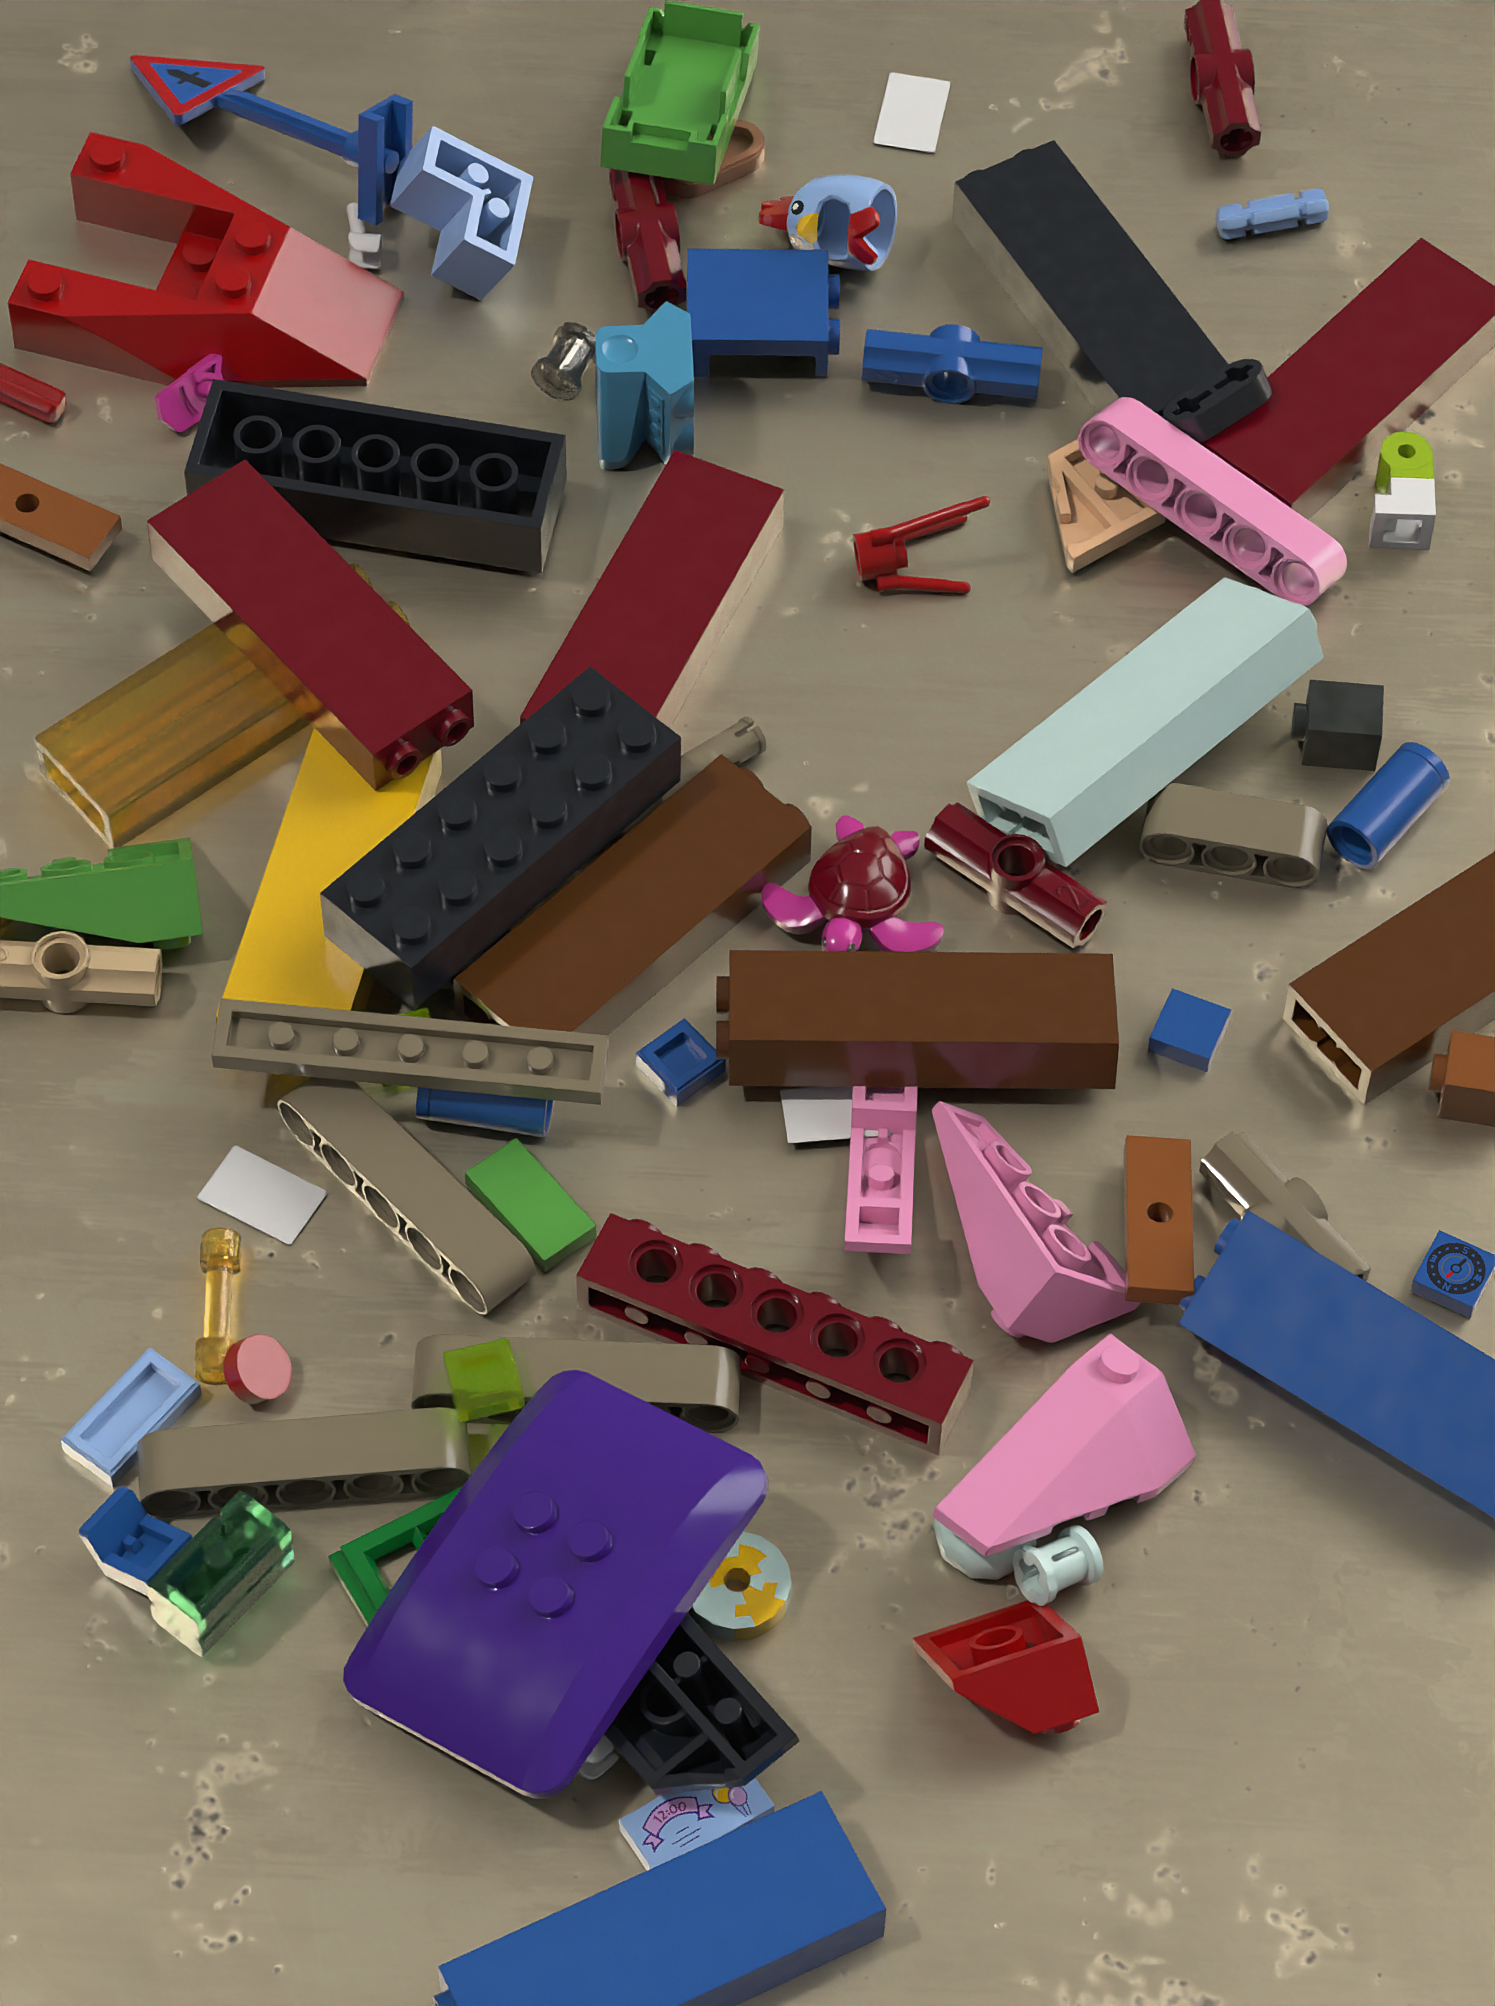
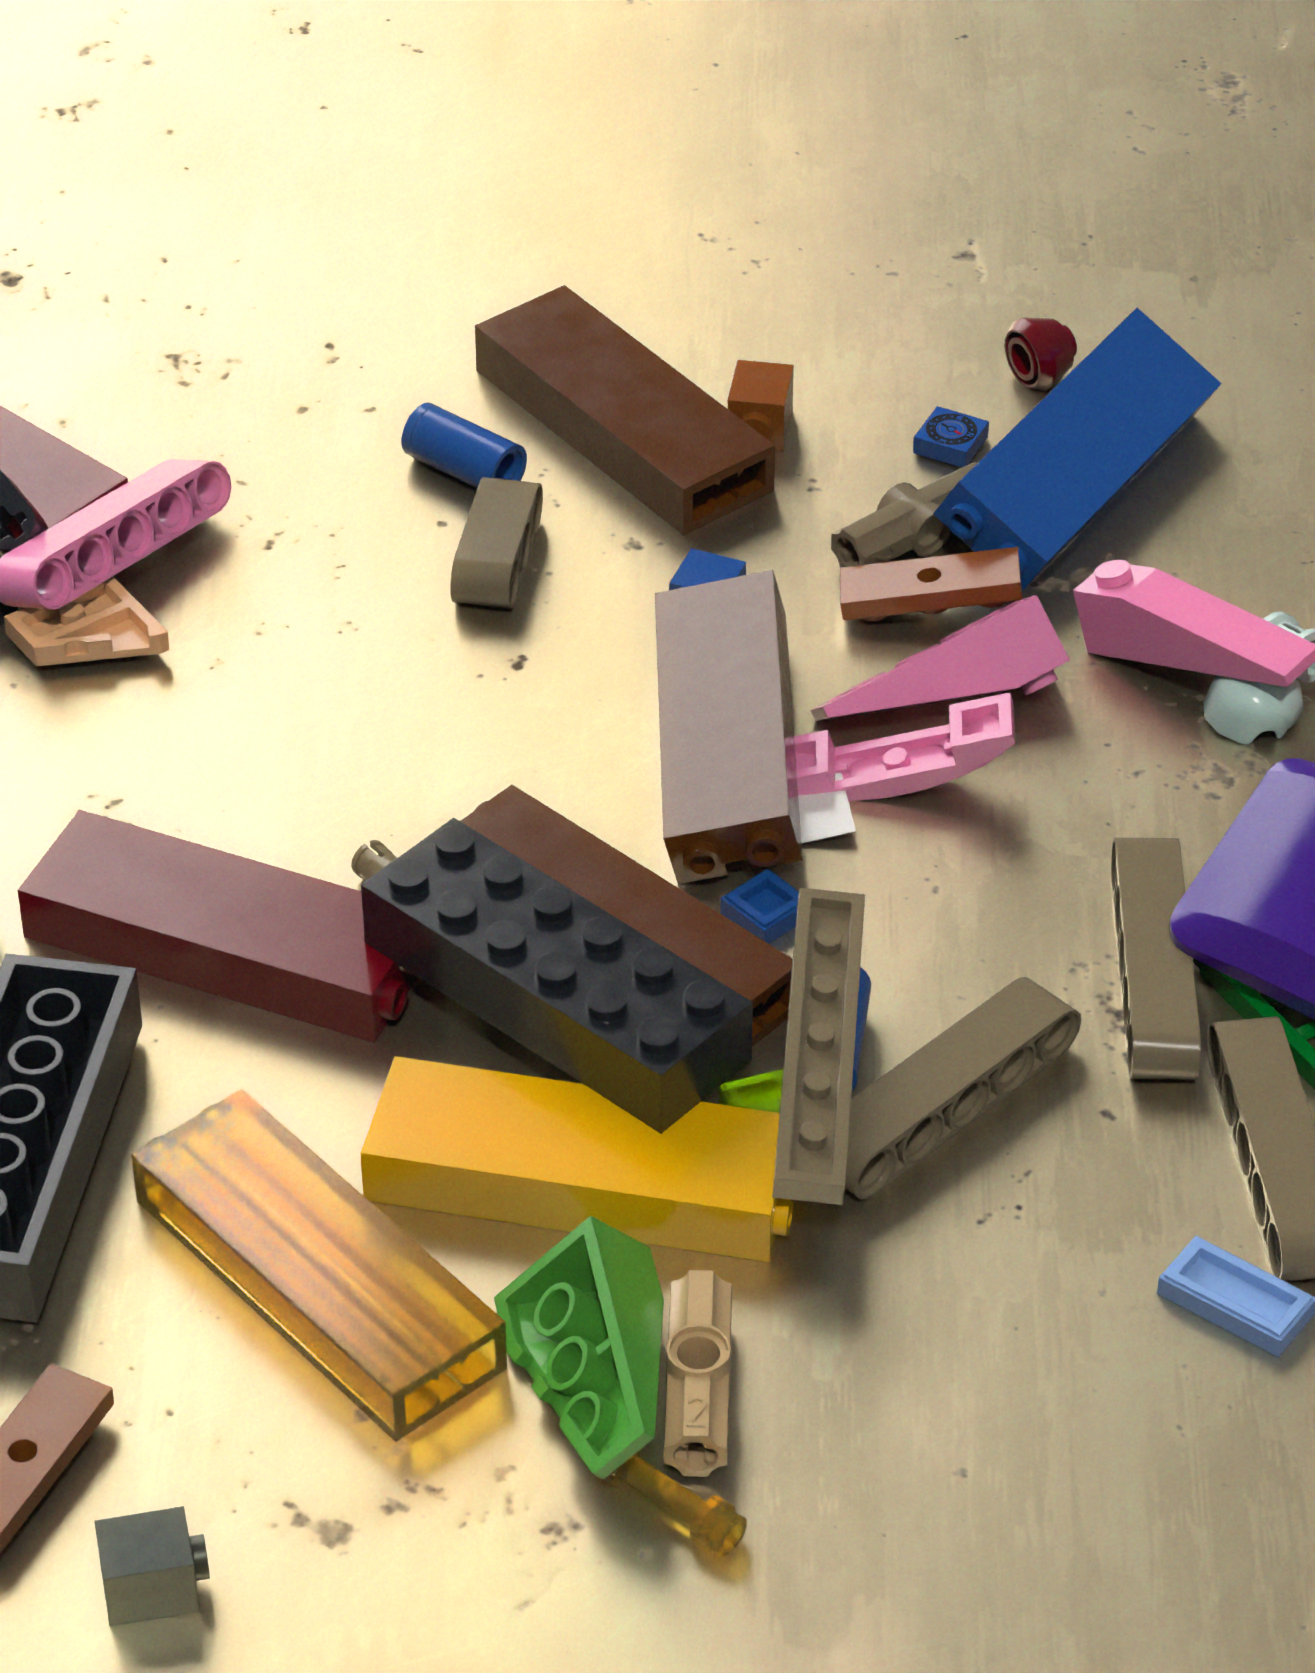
camera: 90 degrees left, 15 degrees down
(220, 1261) = (1159, 1227): clear yellow bar -> none
(257, 1369) = (1175, 1188): tile -> none
(262, 1195) = (948, 1216): white sticker -> none
(311, 625) = (258, 1142): dark red brick -> none
(483, 1380) = (1188, 987): clear neon green tile -> none
(530, 1204) = (938, 1002): bright green tile -> none
(789, 1361) = (1069, 838): dark red brick -> none
(857, 890) = (574, 773): animal -> none
(884, 549) = (144, 766): red plant -> none
(1039, 894) = (546, 674): dark red piece -> none
(1147, 719) = (382, 575): light aqua brick -> none
(1340, 725) = (372, 473): pearl dark grey brick -> none
(1406, 508) = (103, 429): white leg -> none

